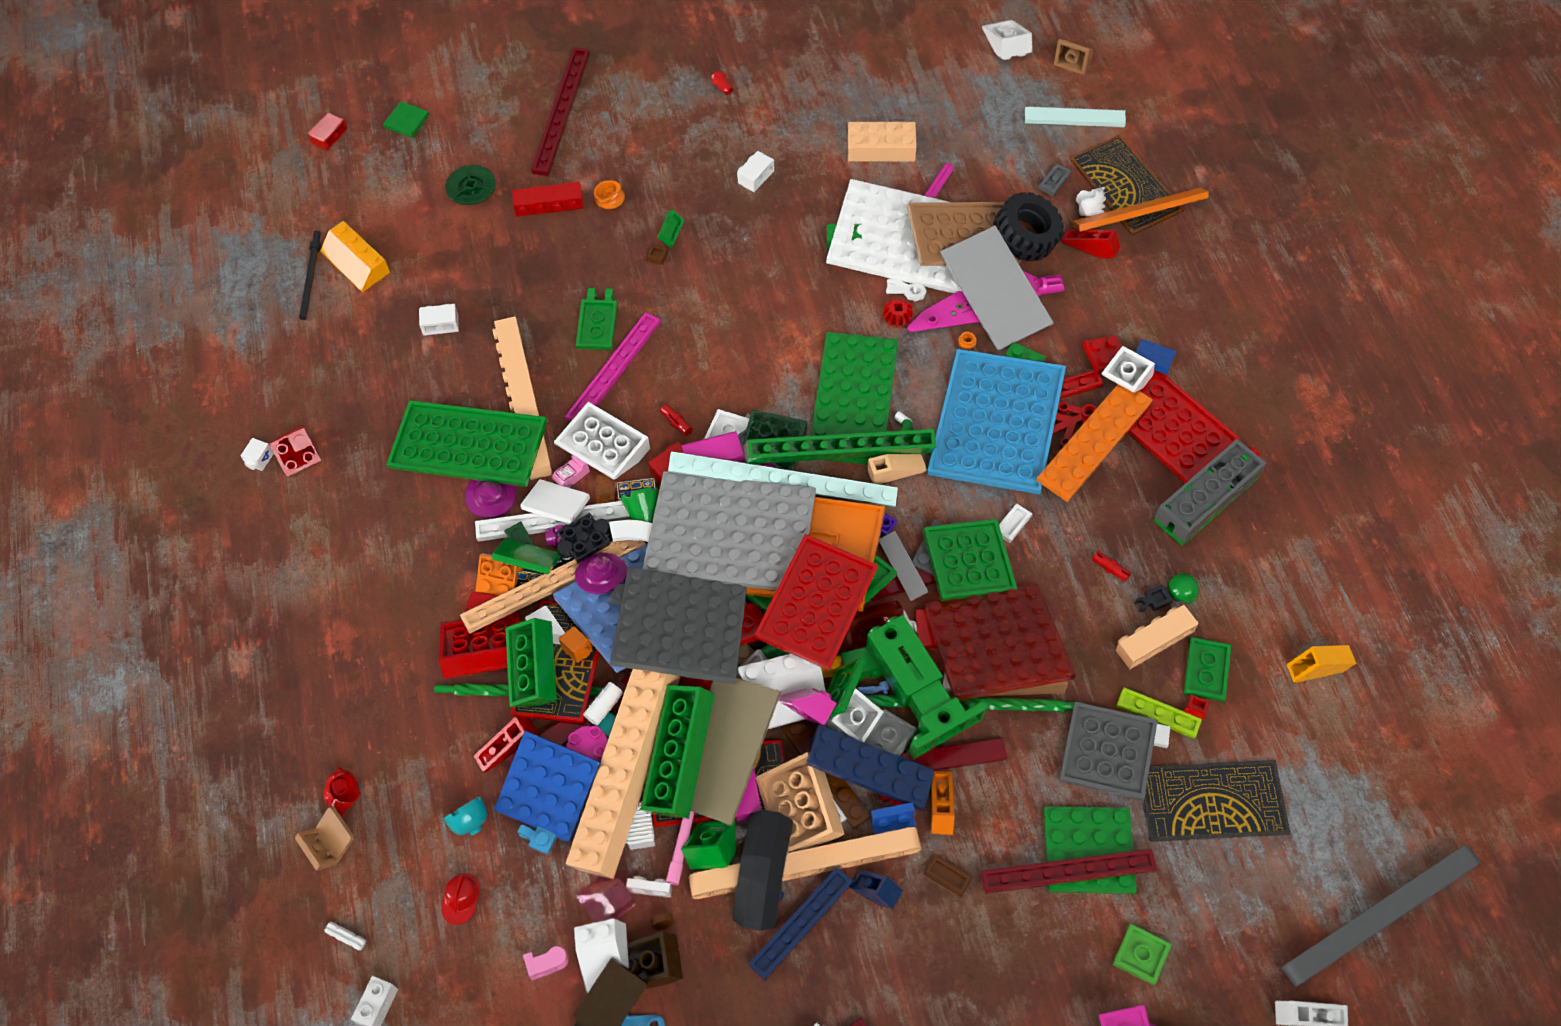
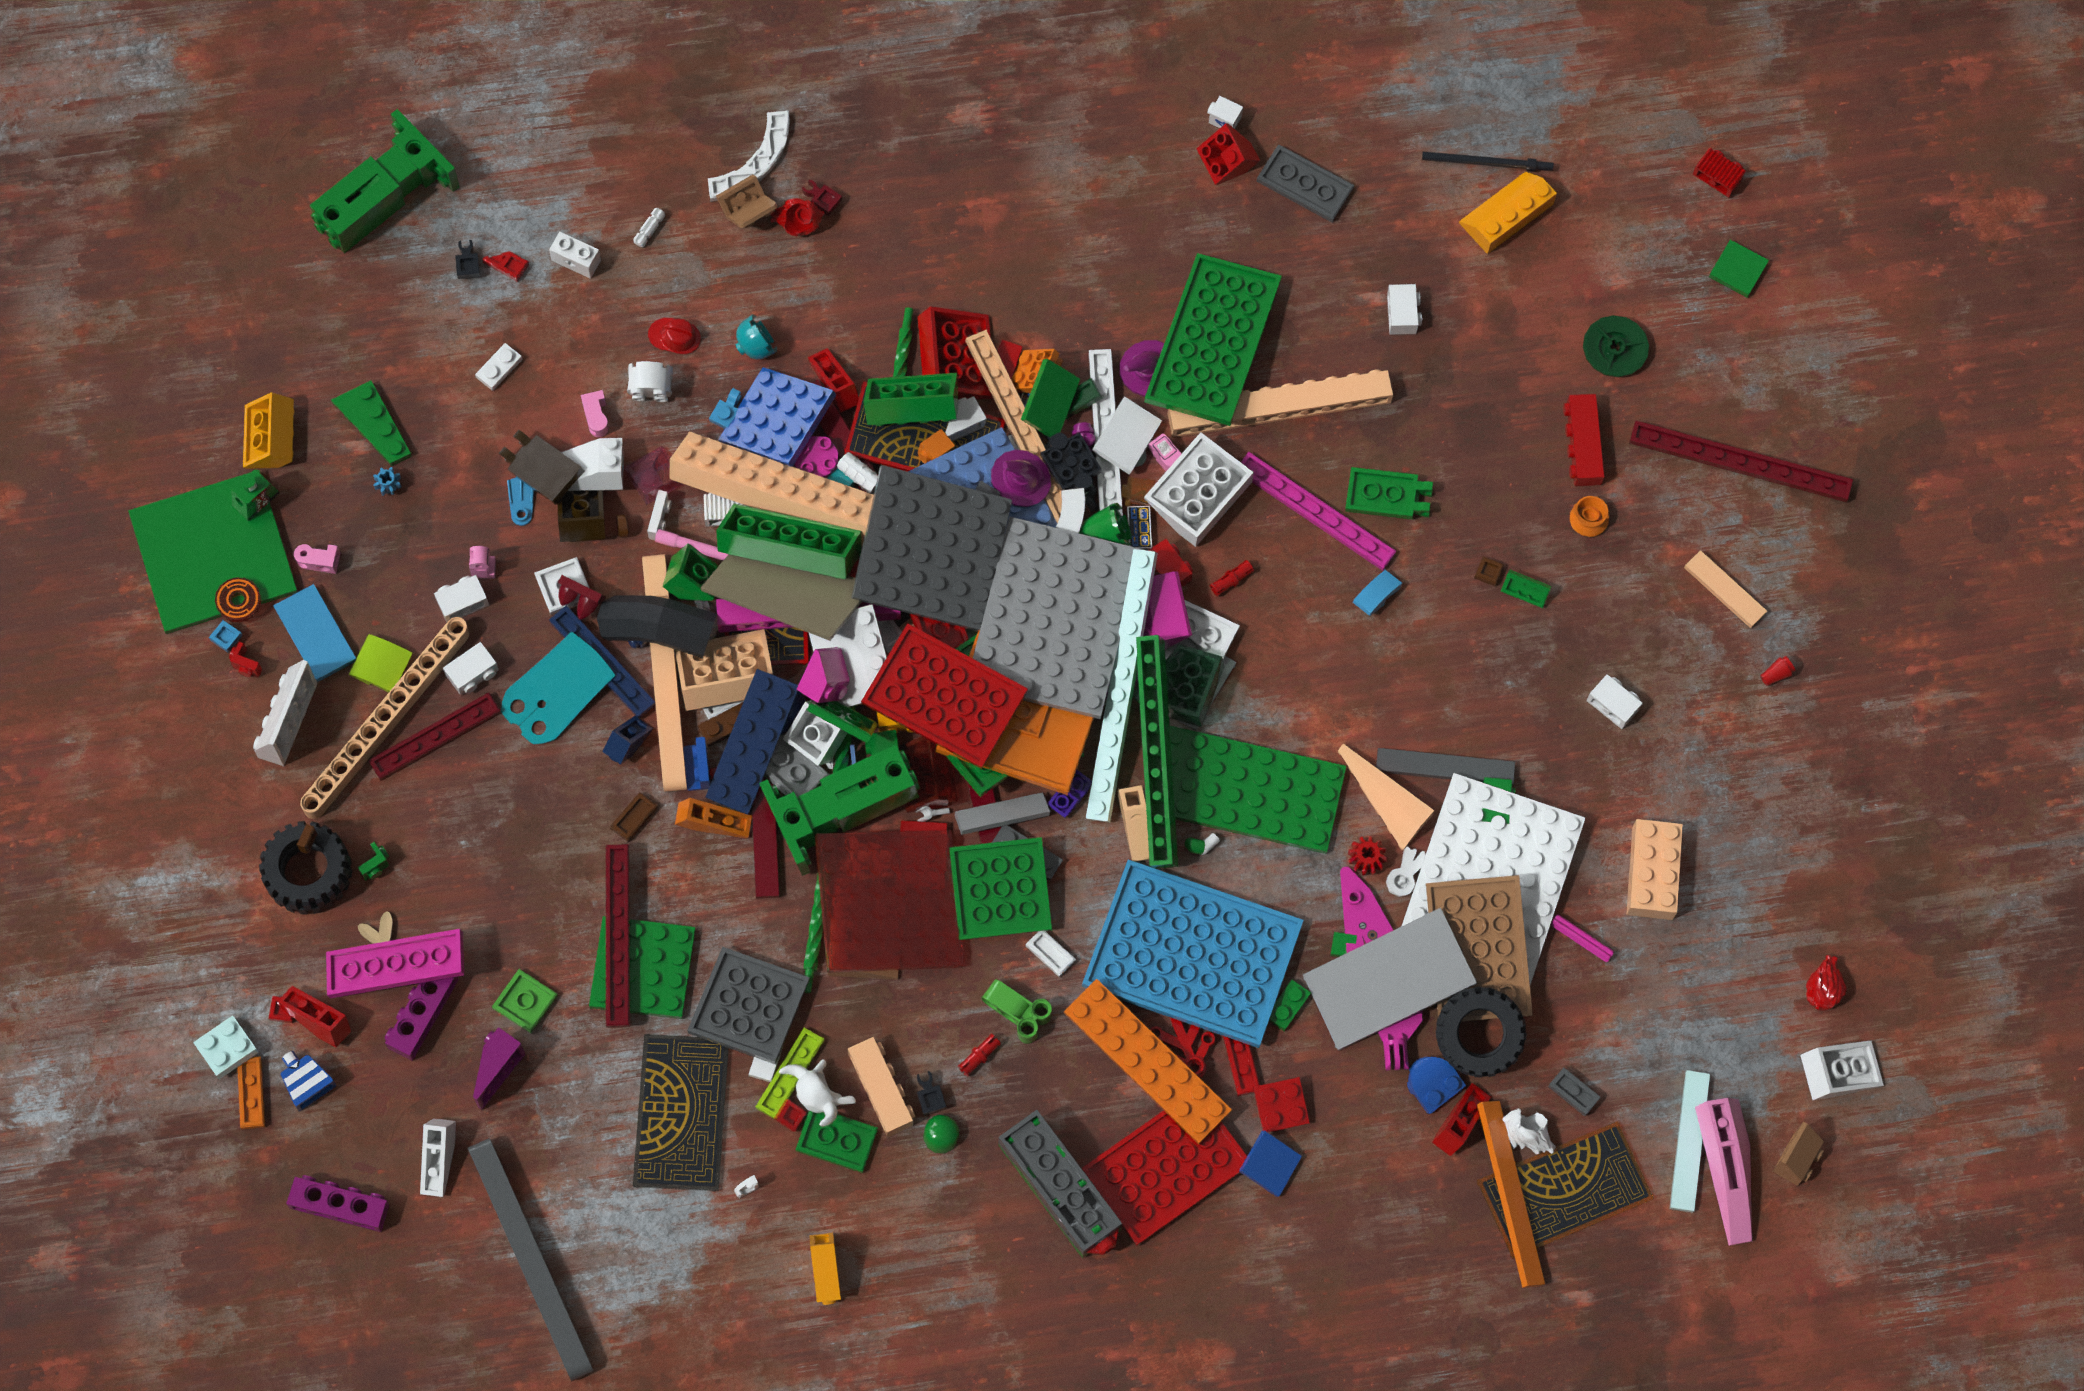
camera: 90 degrees right, 10 degrees up
(278, 836) = (762, 161): none -> white tile
(319, 774) = (823, 198): none -> dark red plate
(323, 396) = (1305, 183): none -> dark grey tile
(512, 909) = (649, 381): none -> white brick
(660, 116) = (1725, 589): none -> light nougat tile
(682, 320) = (1376, 592): none -> dark azure slope
(725, 972) = (549, 585): none -> white tile
(742, 940) = (588, 598): none -> dark red tile
(817, 272) = (1442, 765): none -> dark grey tile
(823, 956) = (565, 681): none -> teal piece
(858, 294) = (1397, 807): none -> light nougat wedge
(950, 47) = (1825, 985): none -> red hair
(967, 336) = (1319, 930): orange plate -> none
(973, 327) = (1339, 943): none -> green tile
(1066, 261) = (1433, 1082): none -> blue slope
(1069, 538) = (1017, 1009): none -> bright green piece
(1088, 90) = (1729, 1163): none -> bright pink wedge
(1129, 370) = (1237, 1115): white slope -> none
(1178, 684) = (815, 1093): none -> white piece
(1215, 966) = (497, 1062): none -> magenta slope
(1265, 733) = (746, 1187): none -> white tile

